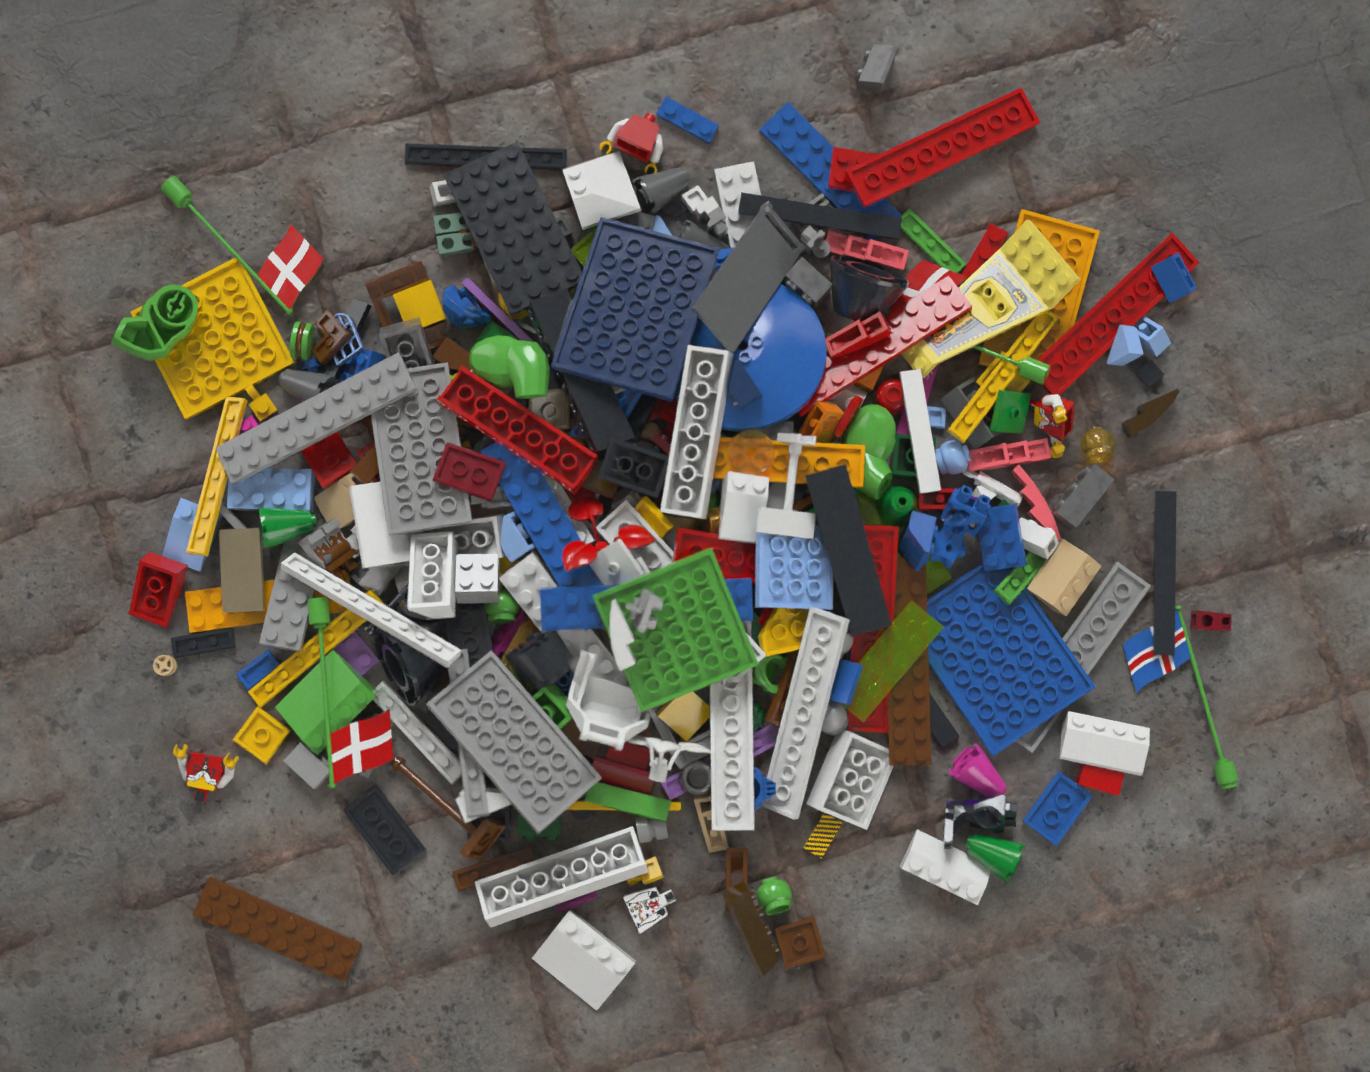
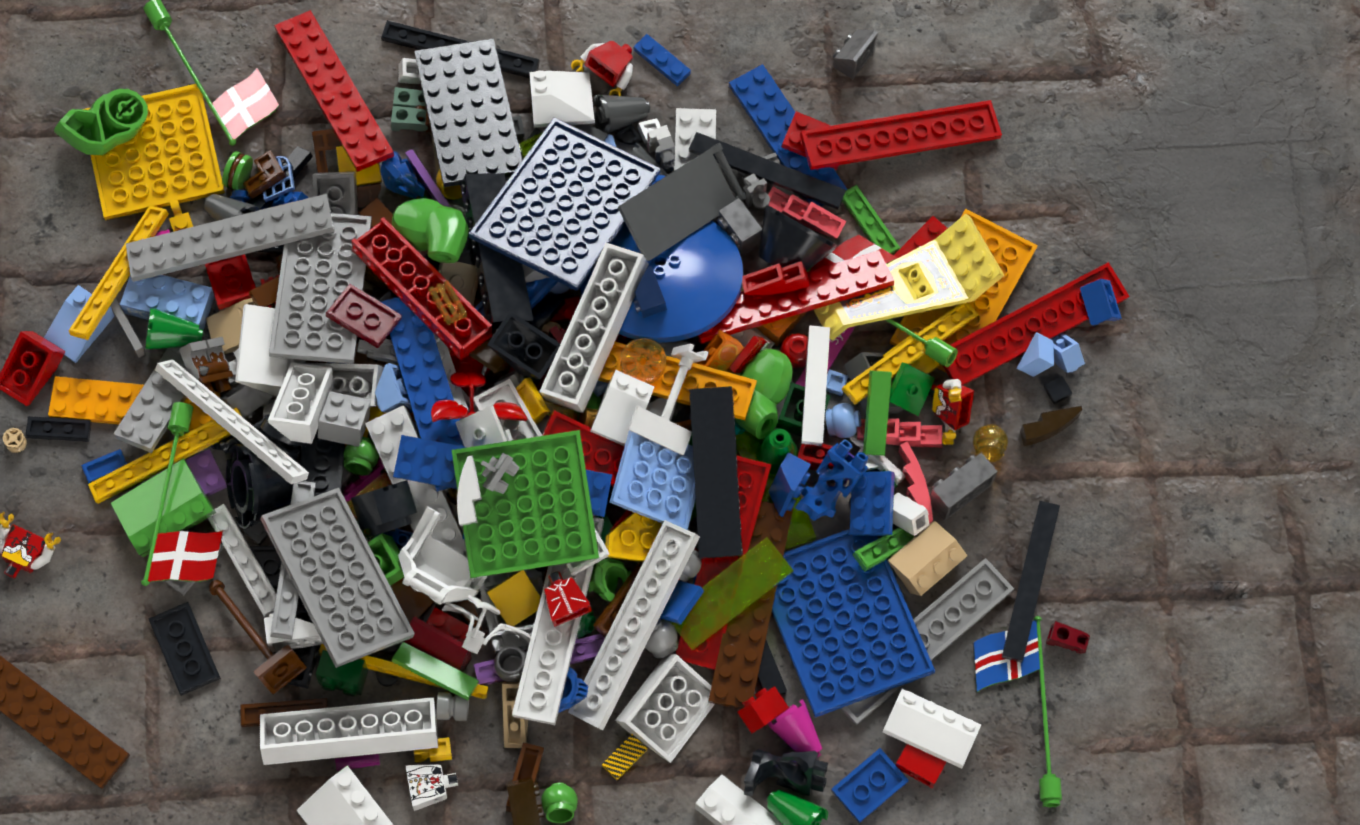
camera: 10 degrees right, 15 degrees down
(242, 570) = (116, 365): dark tan tile -> none
(262, 735) = (89, 529): yellow tile -> none
(308, 765) = (127, 566): light grey brick -> none
(374, 235) = (334, 91): none -> red plate
(537, 429) = (441, 288): none -> clear yellow tile
(734, 709) = (565, 599): none -> red torso
(943, 763) = (763, 709): none -> red brick
(986, 446) = (877, 412): none -> bright green tile

